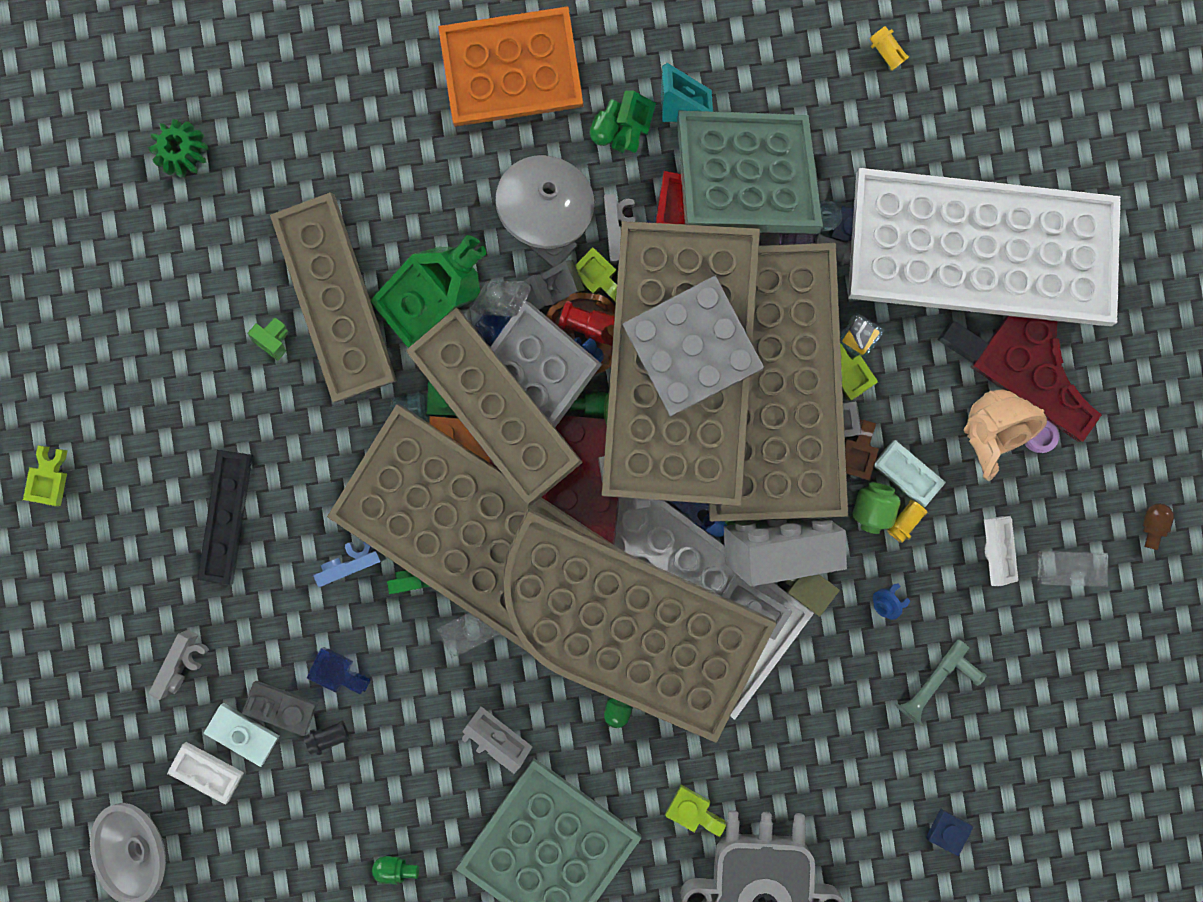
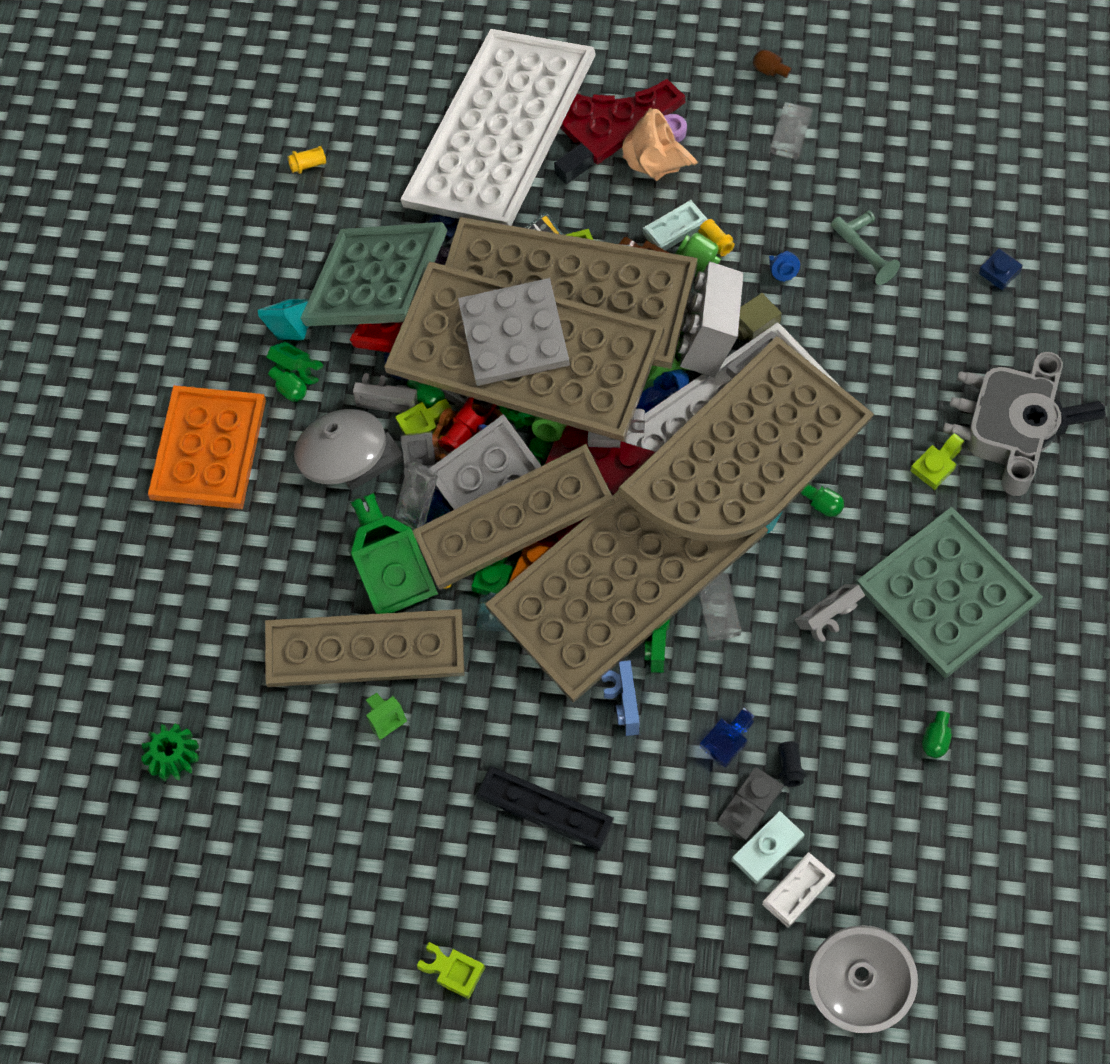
camera: 70 degrees left, 25 degrees down
(180, 656) = (690, 896): light grey plate -> none
(1000, 550) = (761, 175): white plate -> none

